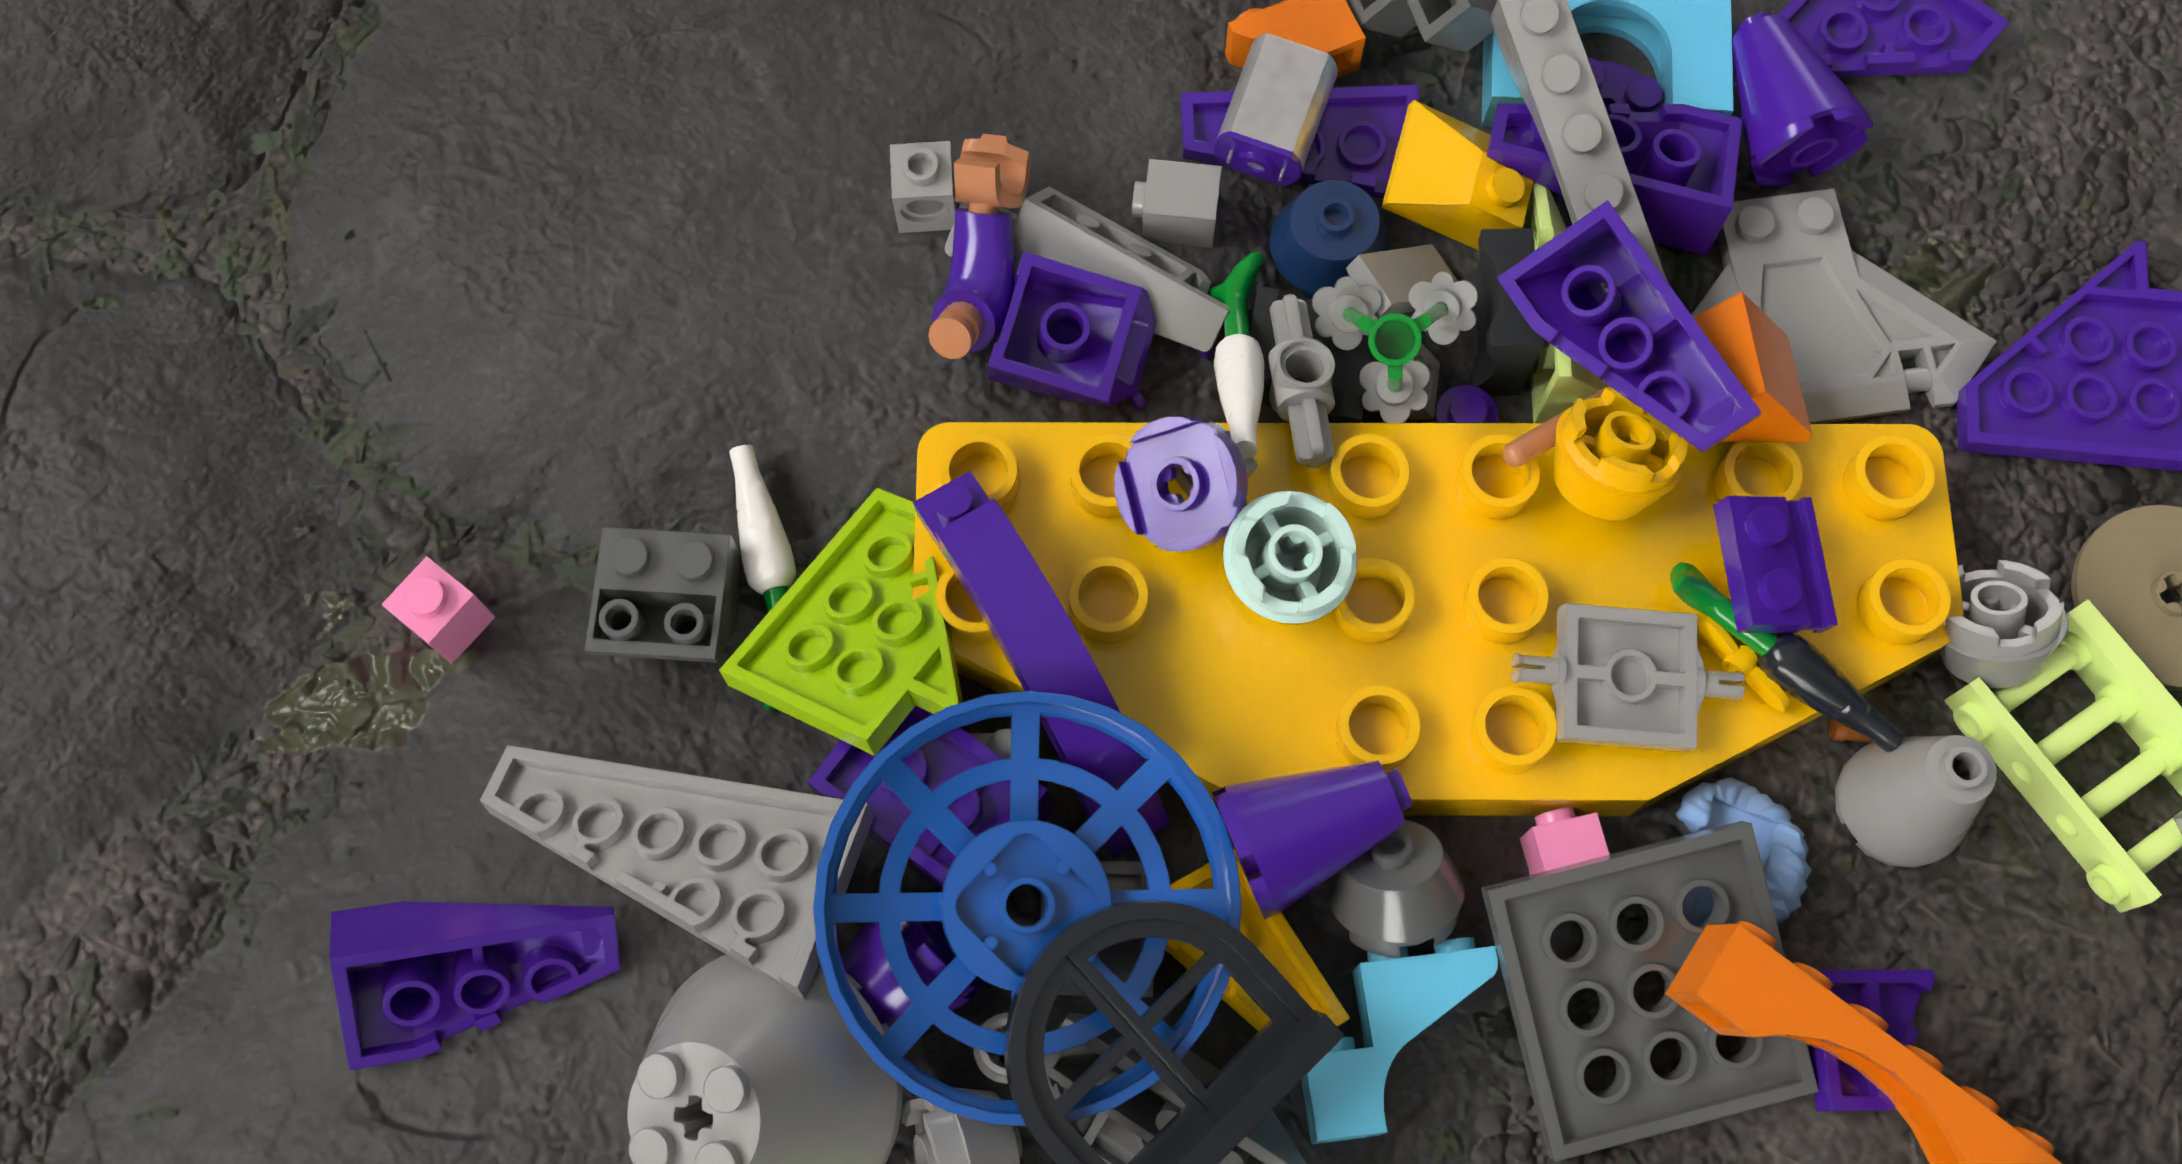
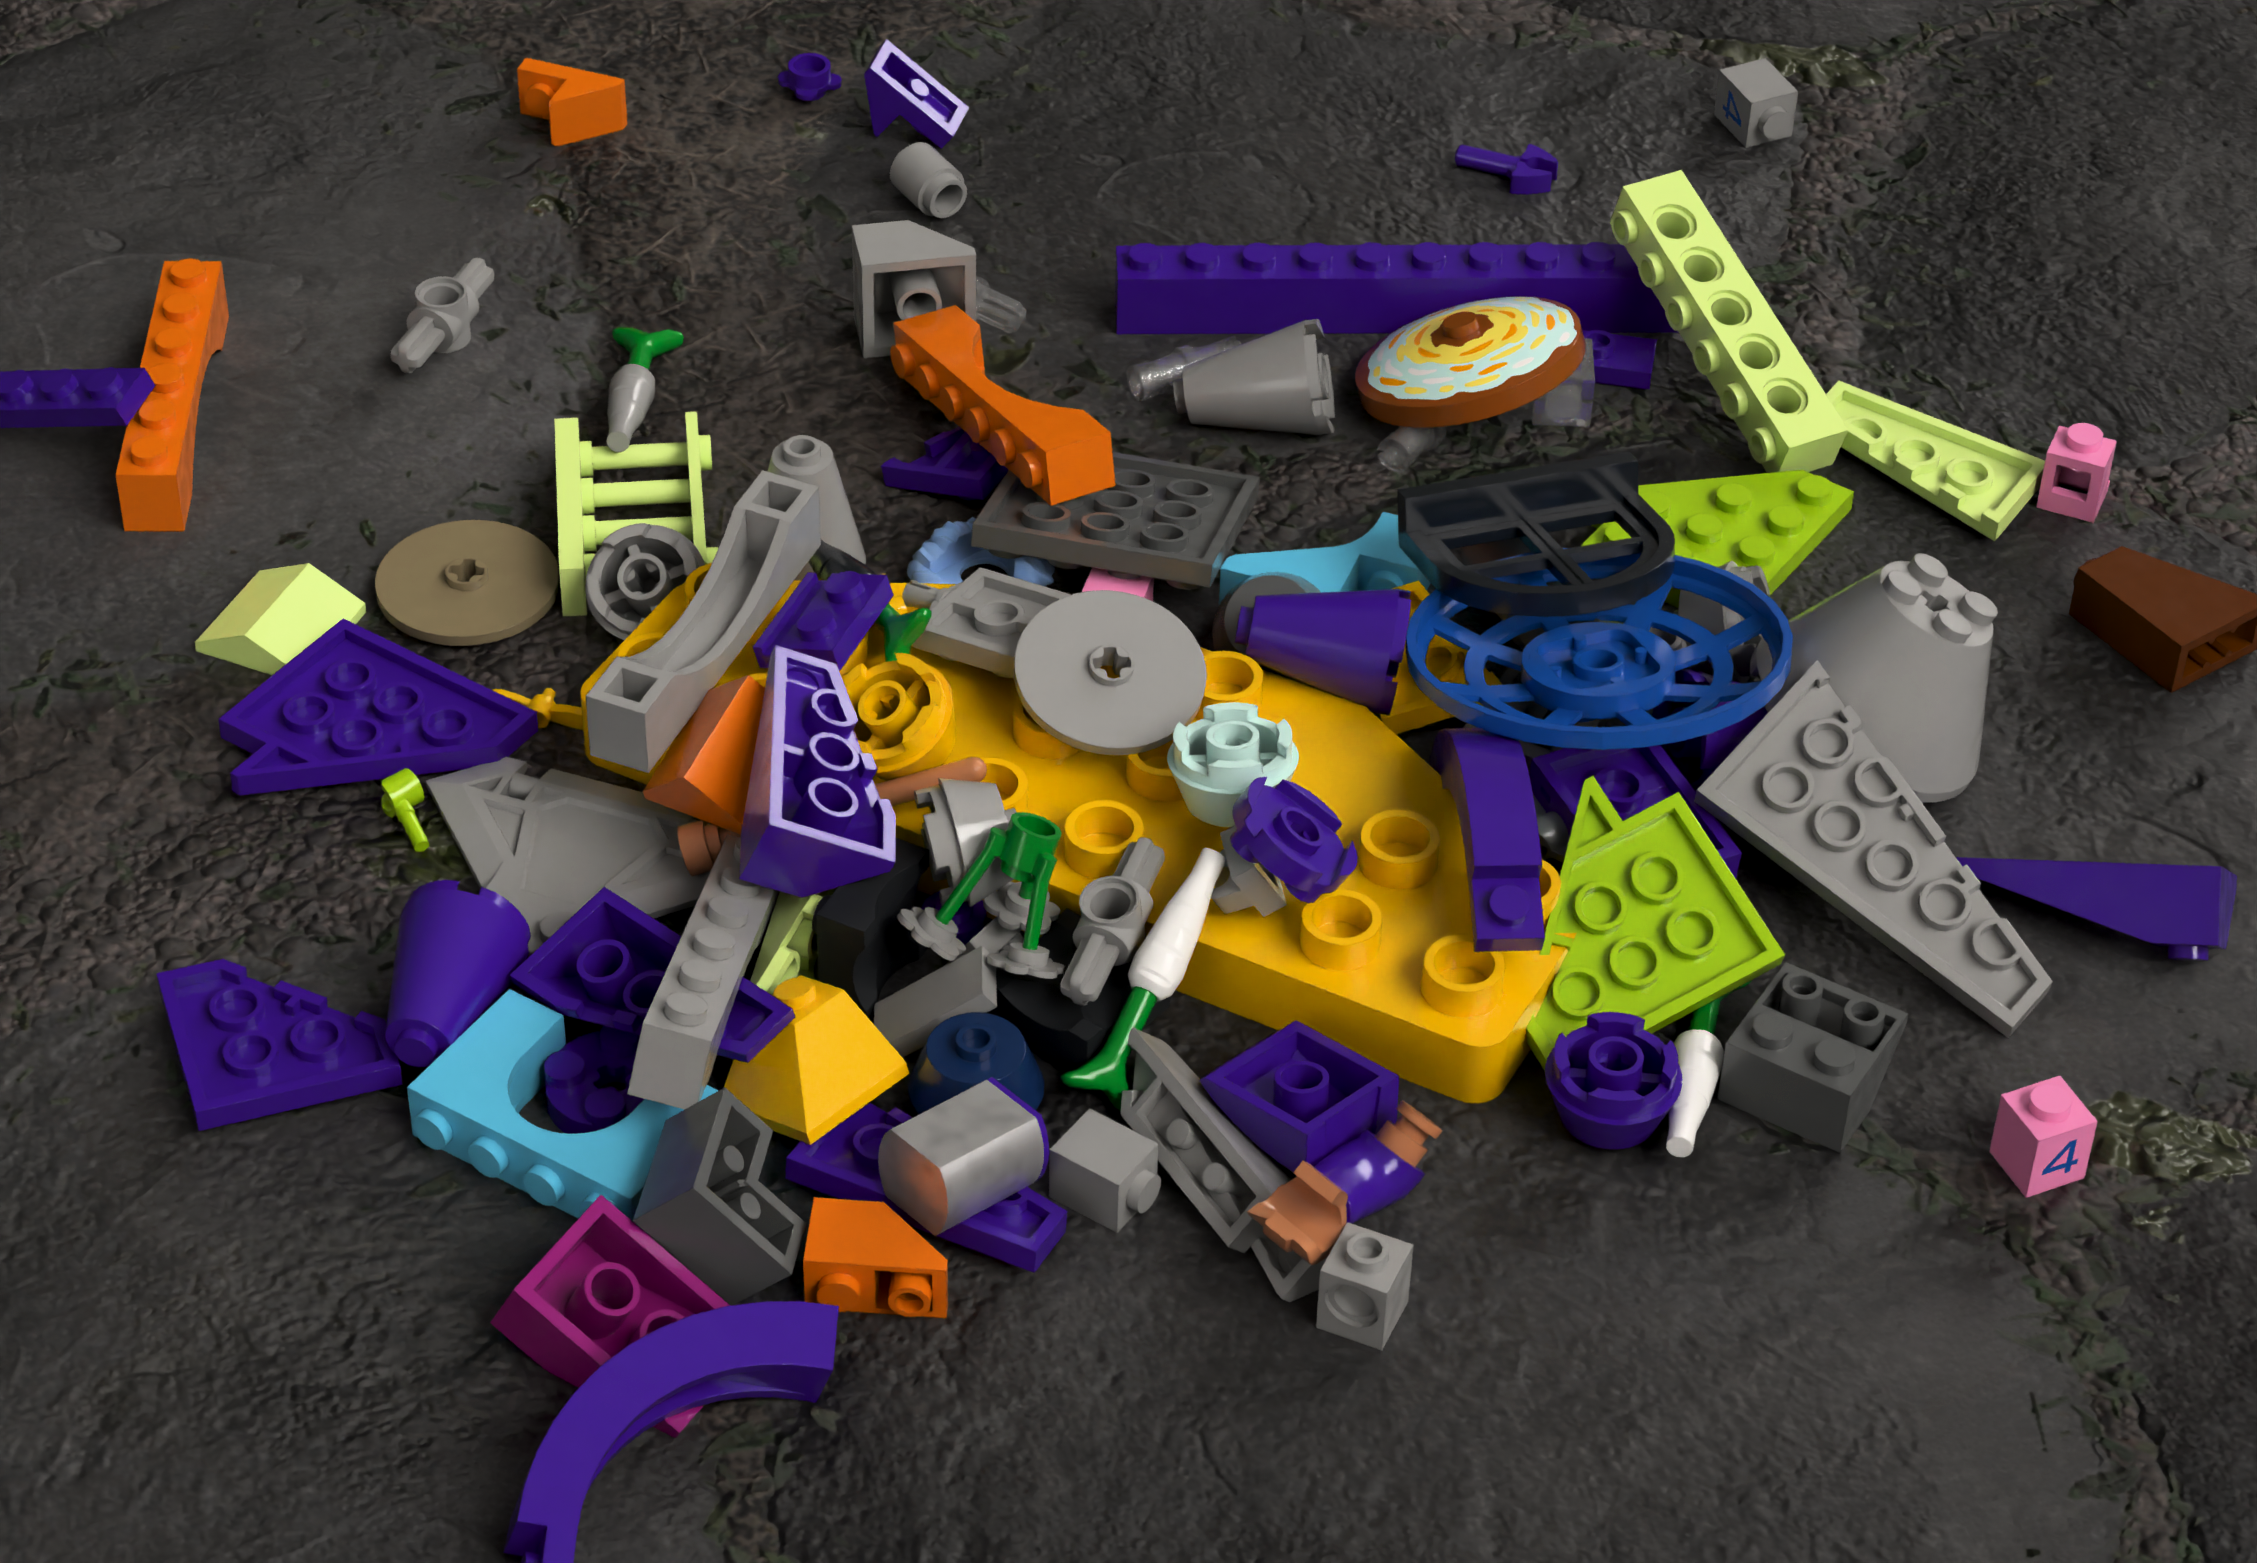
camera: 155 degrees left, 30 degrees down
(815, 465) = (1613, 1080): none -> dark purple cone
(1469, 681) = (1075, 700): none -> light grey piece
(1471, 374) = (958, 831): none -> light grey cone
(1888, 593) = (653, 694): none -> light grey arch
(1977, 474) = (547, 709): none -> yellow piece
(2002, 307) = (401, 794): none -> lime hand

